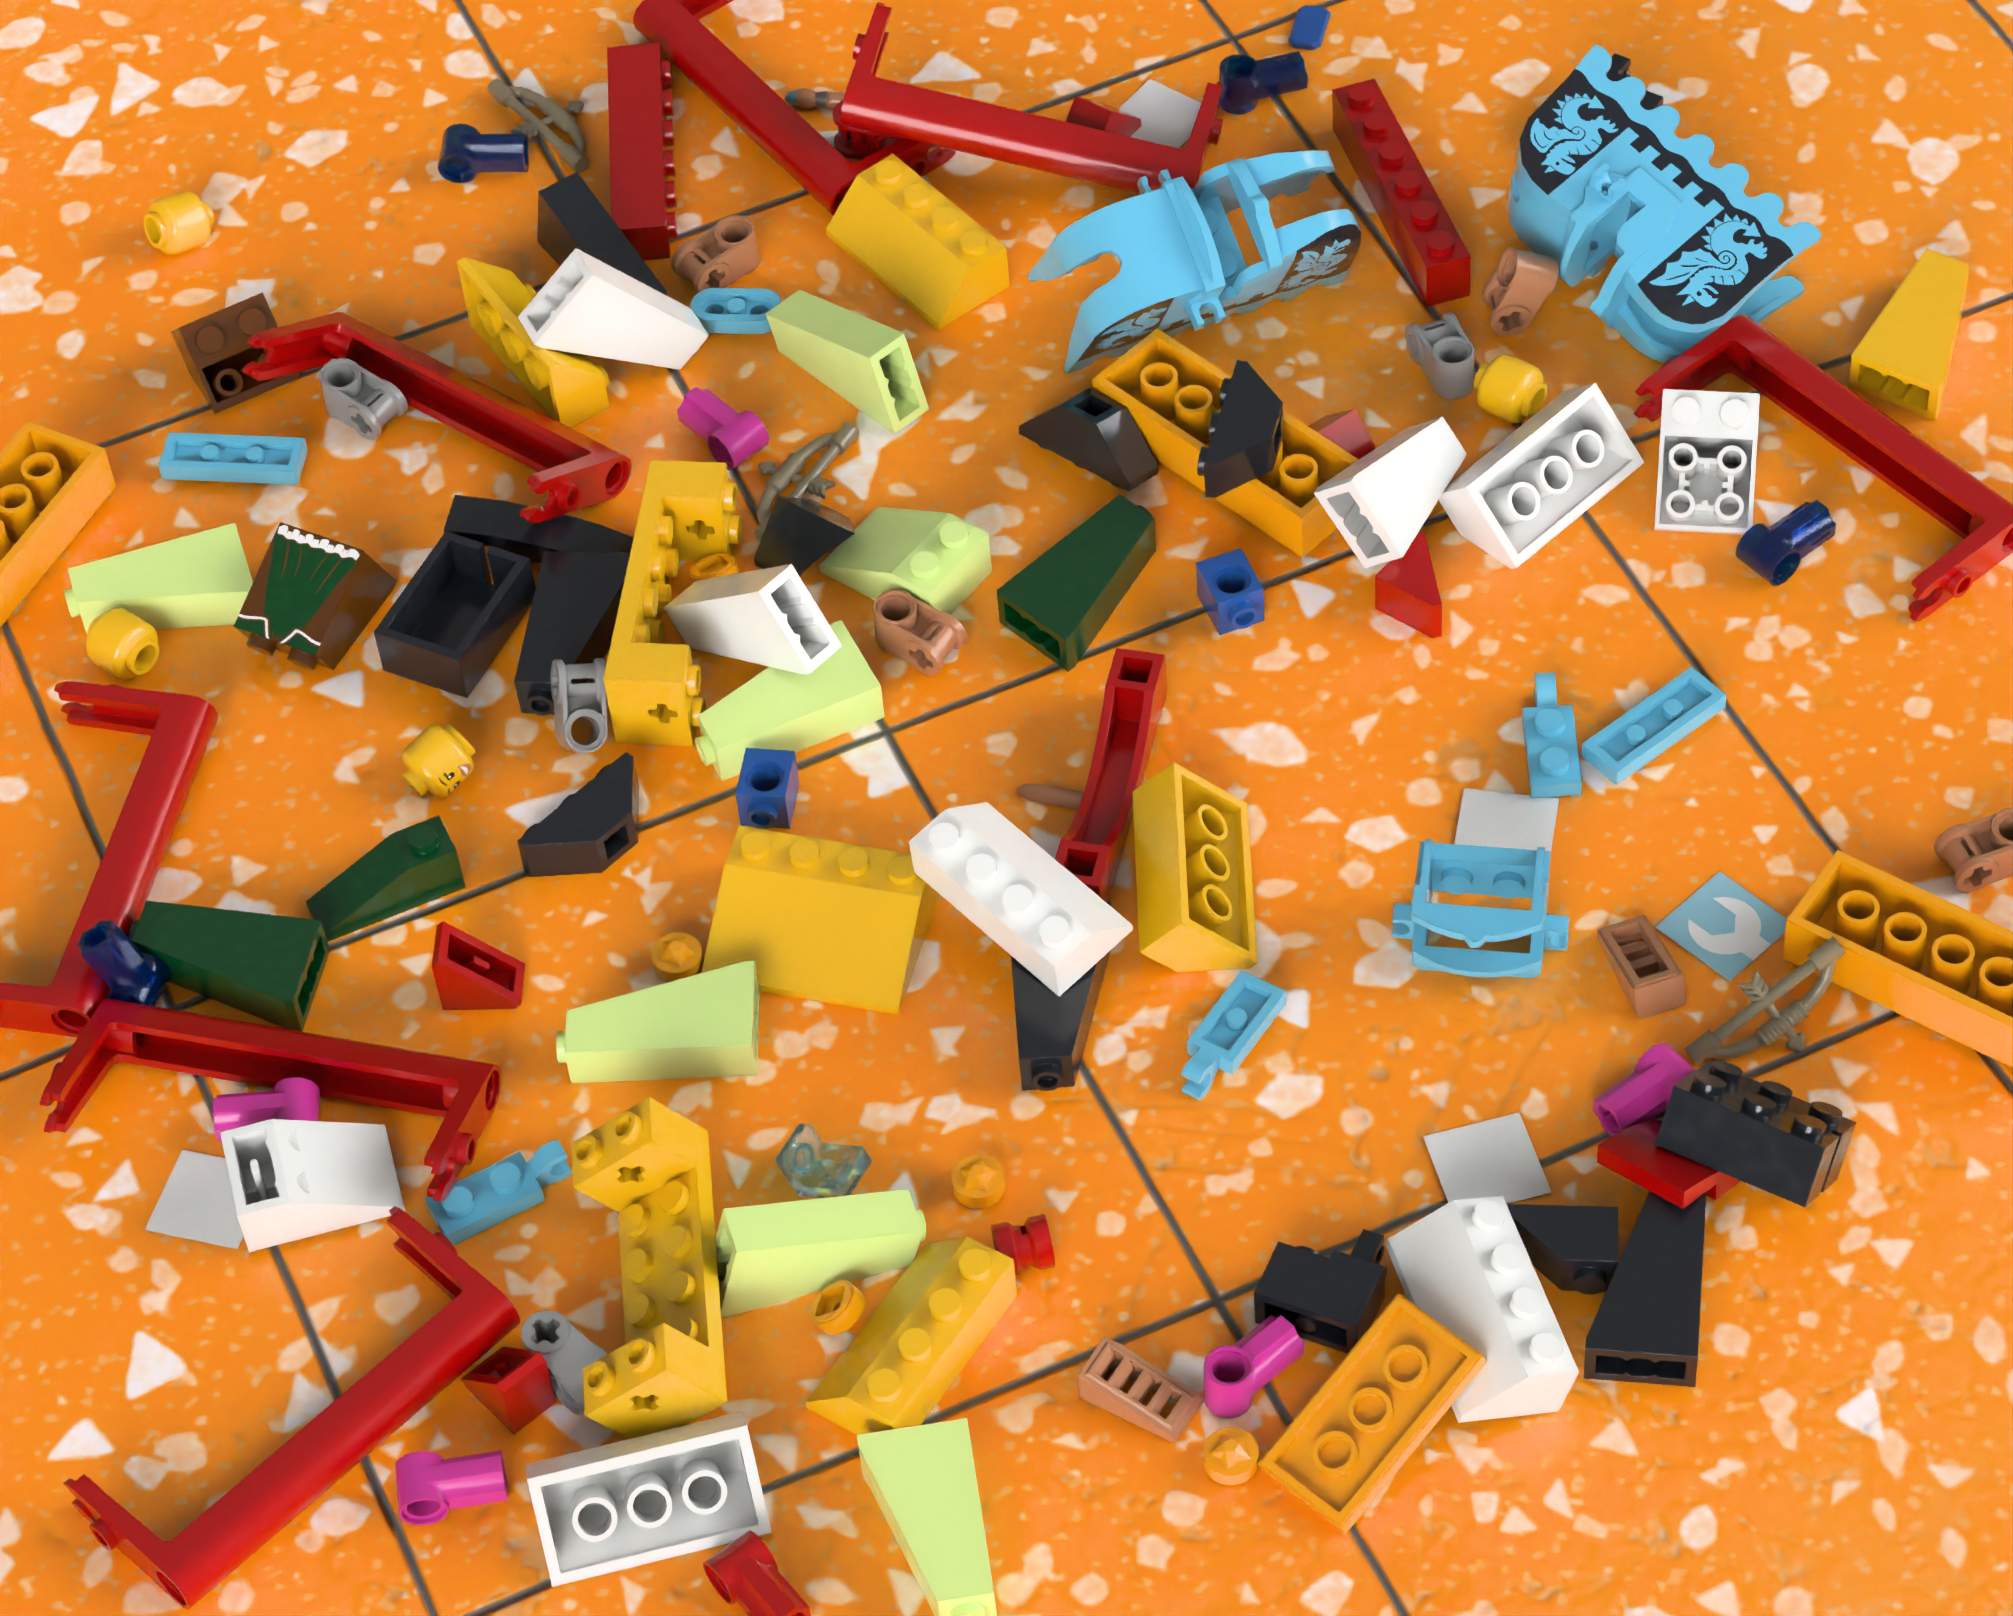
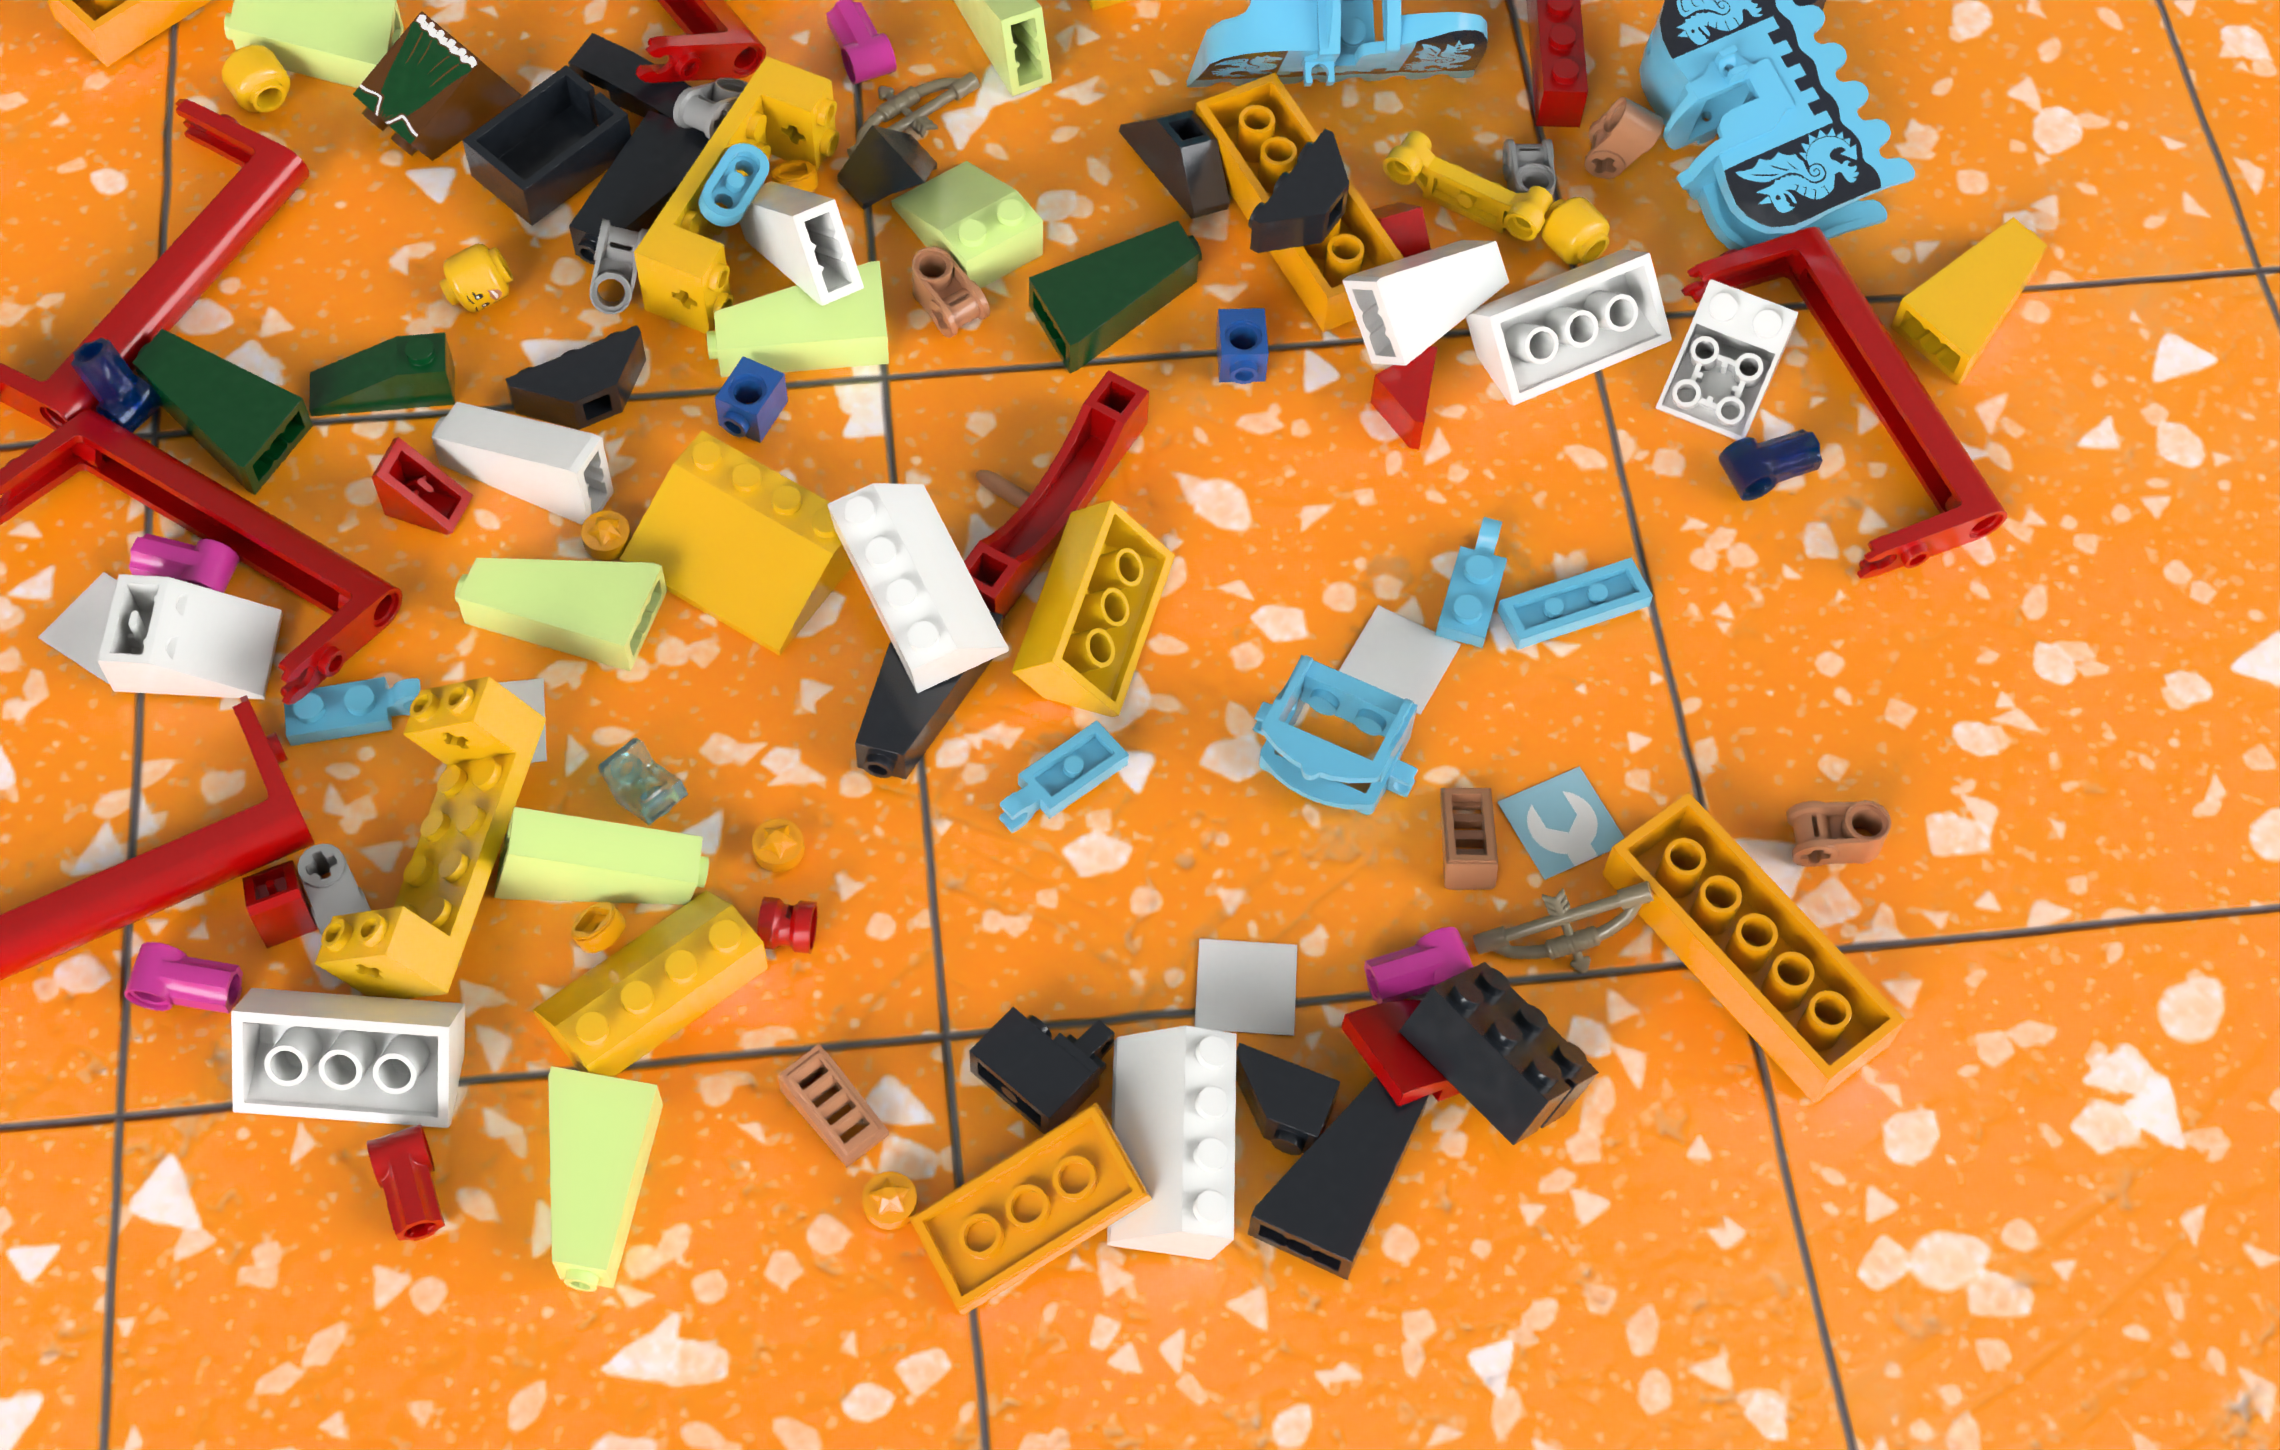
camera: 10 degrees right, 10 degrees up
(570, 908) = (526, 458): none -> white slope
(610, 525) = (707, 104): none -> light grey piece
(673, 588) = (732, 187): none -> medium azure plate
(1249, 1366) = (946, 1115): dark pink piece -> none
(1389, 385) = (1465, 191): none -> yellow plate

